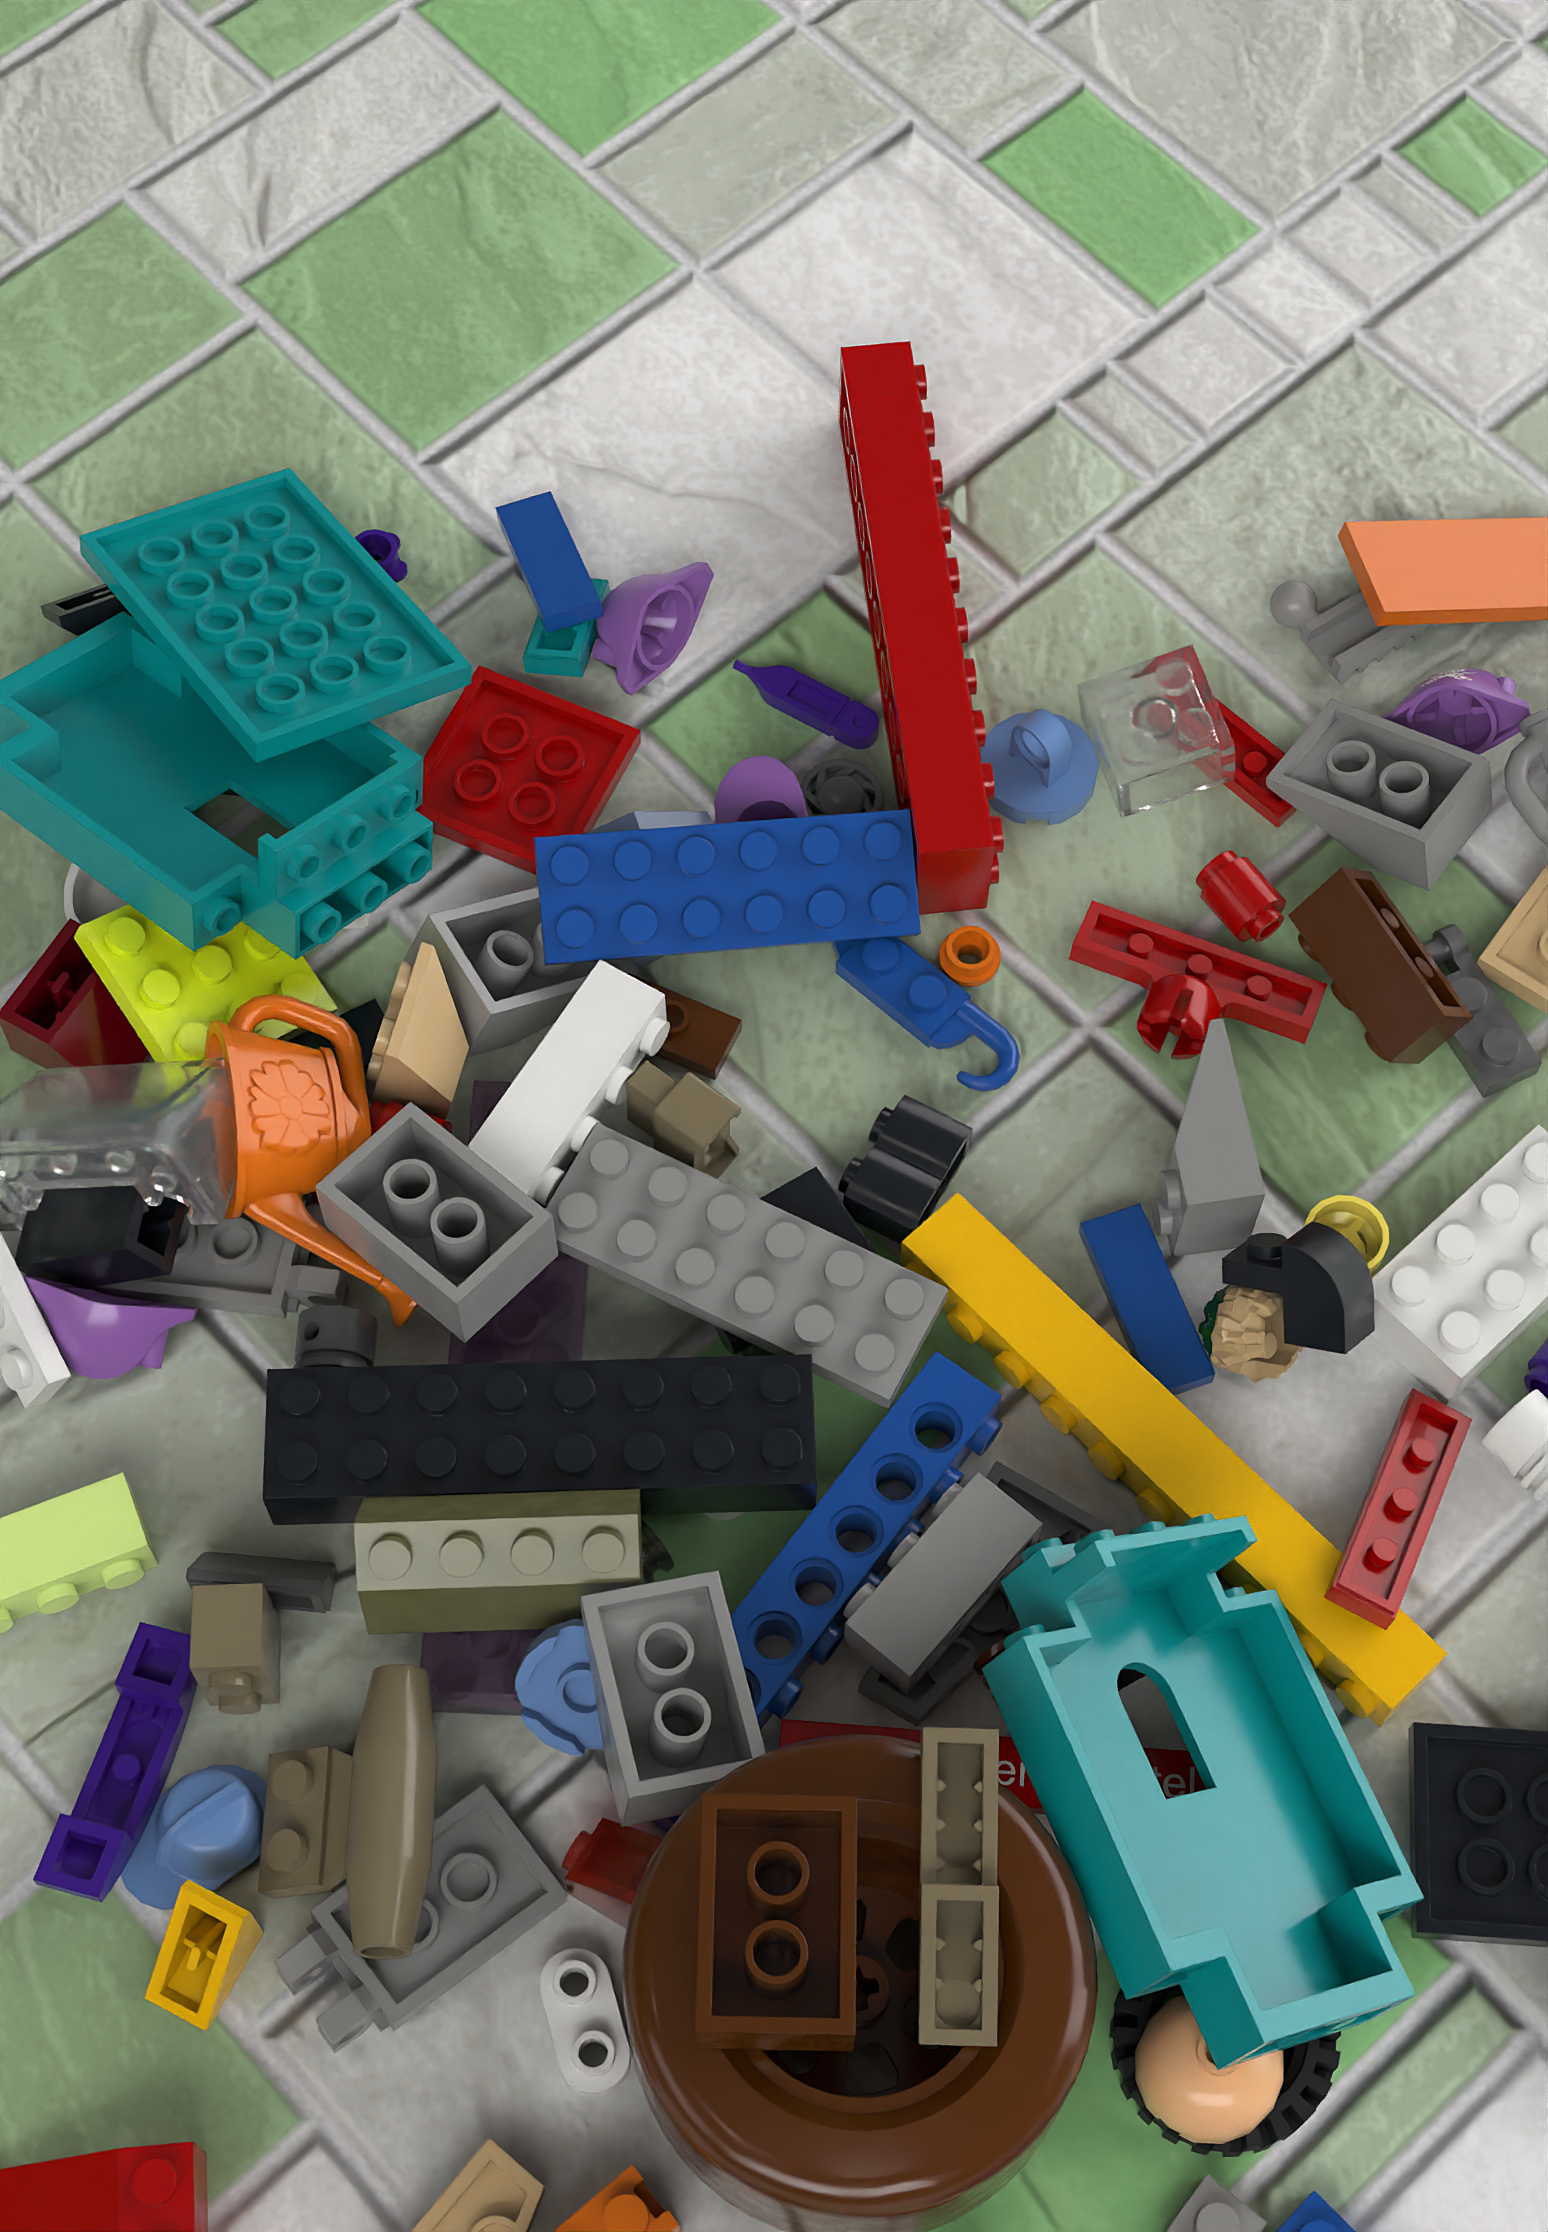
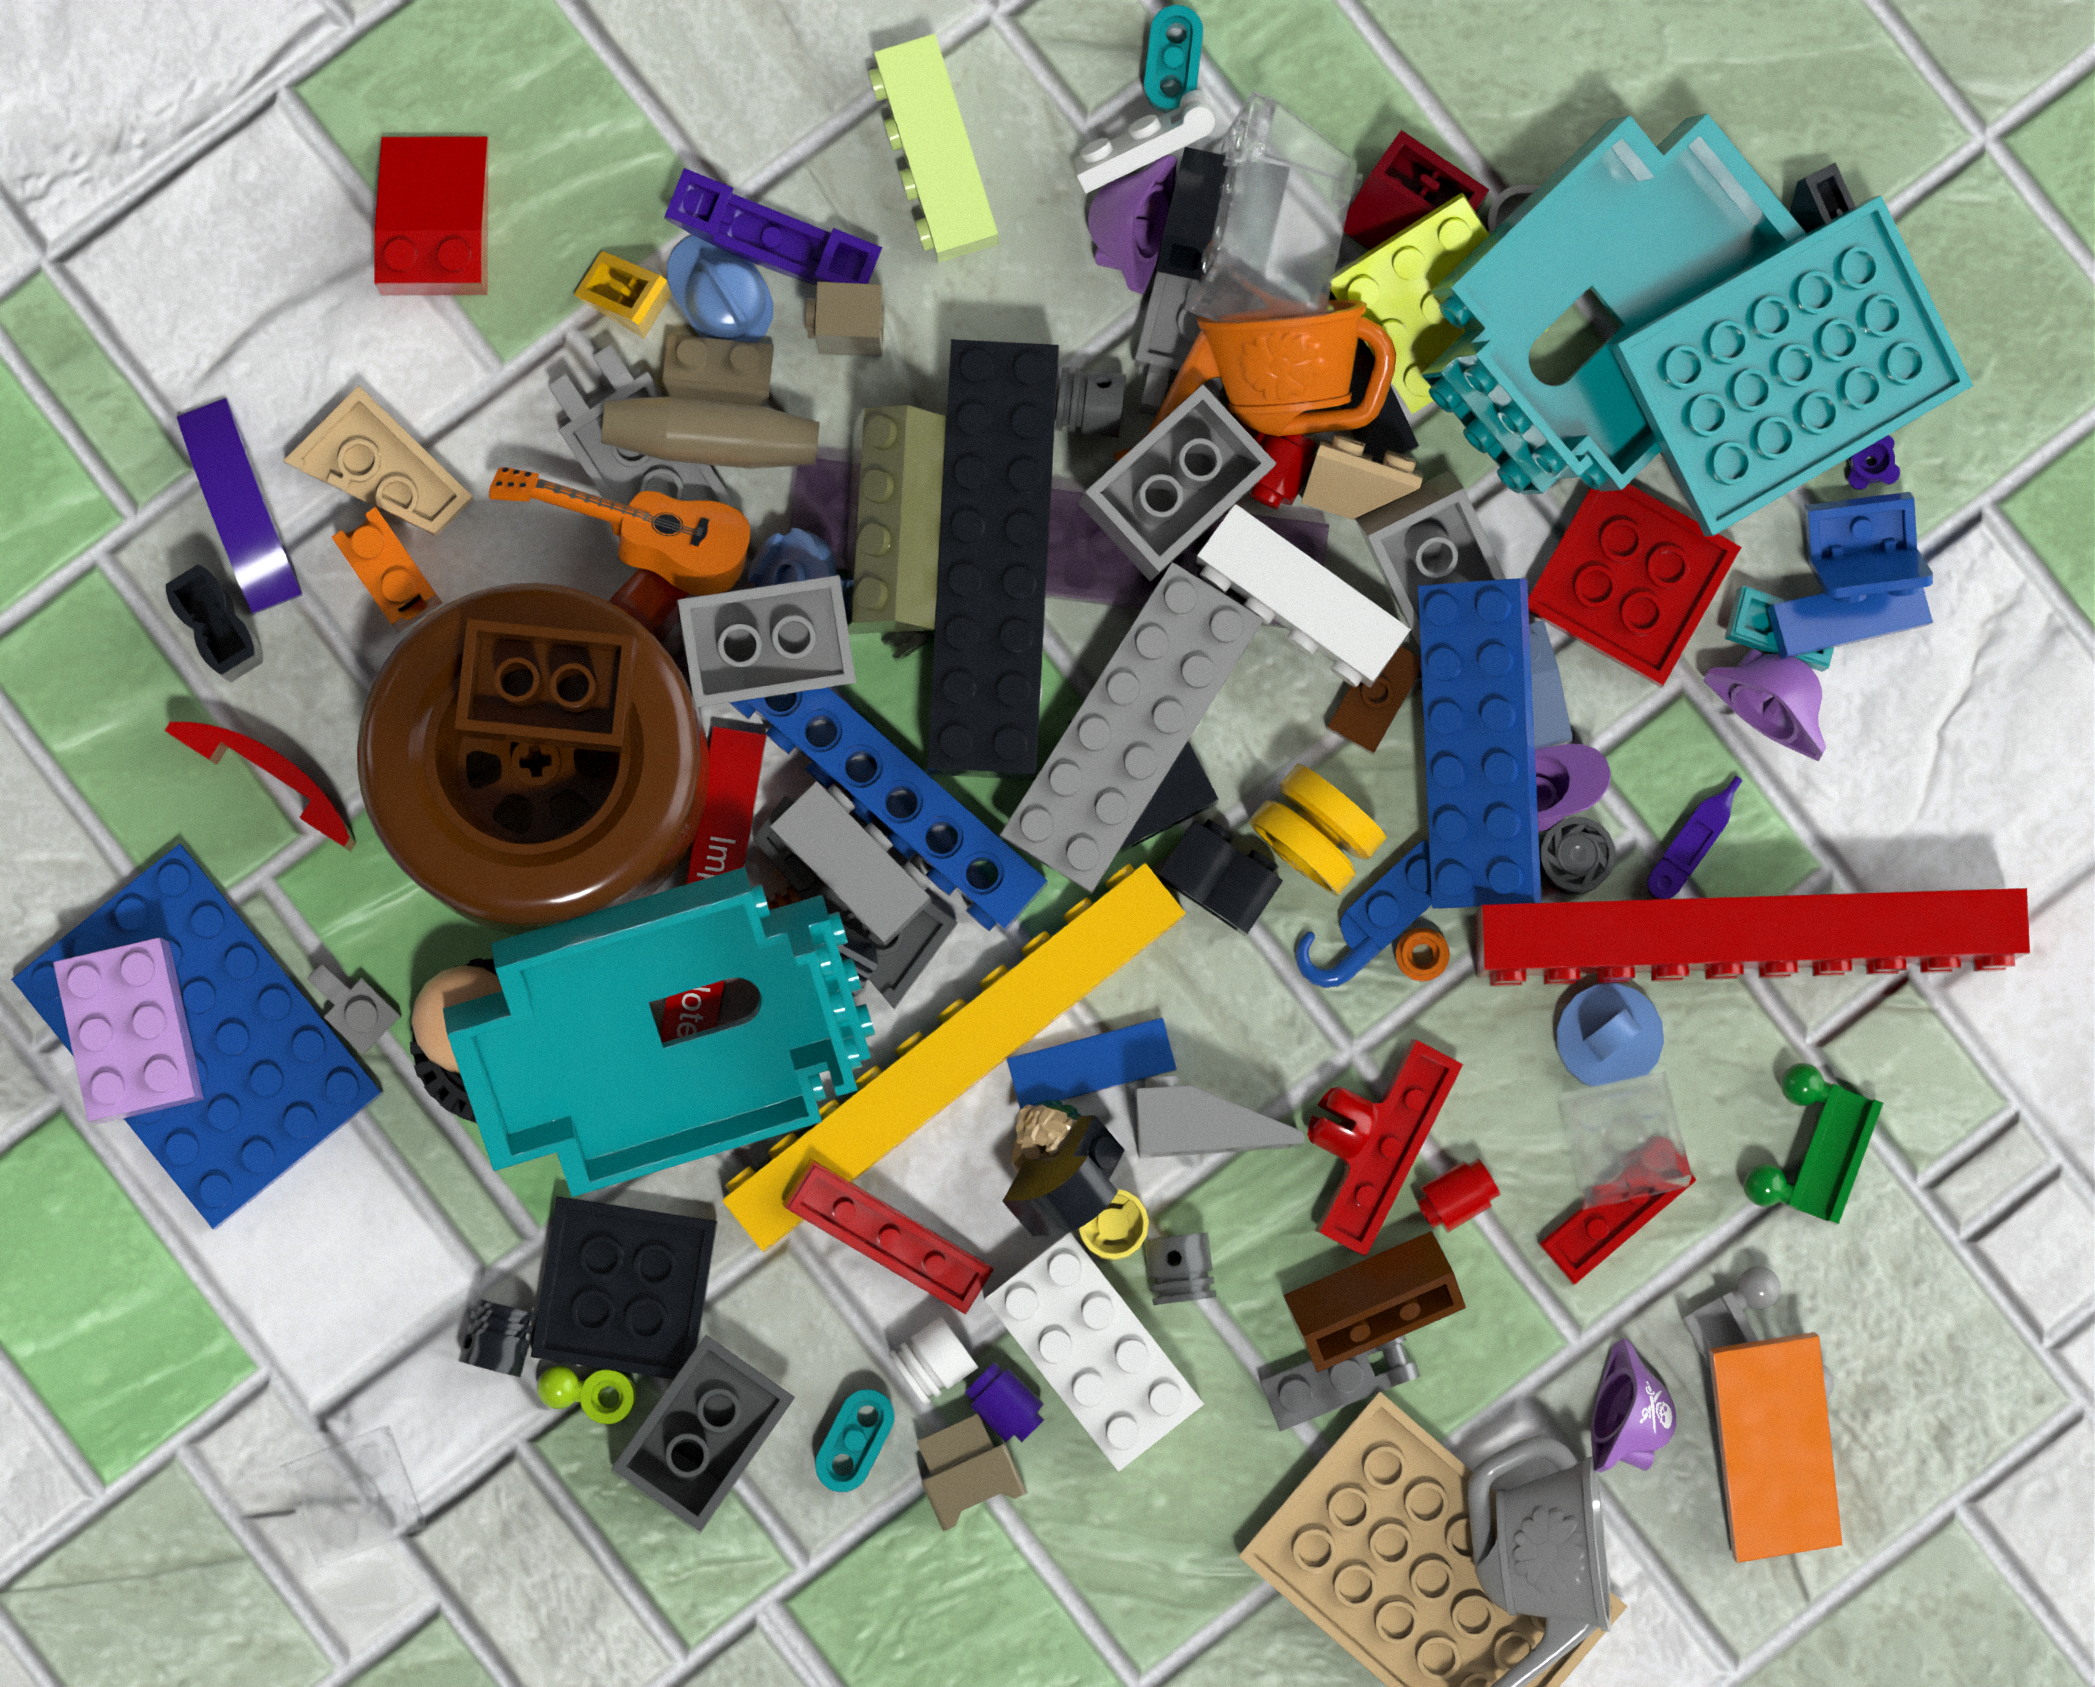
camera: 95 degrees right, 20 degrees up
(289, 1582) = (915, 342): dark grey slope -> none
(477, 552) = (1866, 547): none -> blue bracket
(538, 1827) = (688, 543): none -> orange piece
(585, 2020) = (553, 565): white plate -> none
(684, 1118) = (1268, 695): dark tan piece -> none
(842, 1054) = (1311, 837): none -> yellow wheel
(958, 1887) = (573, 823): dark tan slope -> none
(1137, 547) = (1832, 1151): none -> green gear
(1381, 1172) = (1184, 1280): none -> dark grey piece
(1385, 791) = (1552, 1333): light grey slope -> none

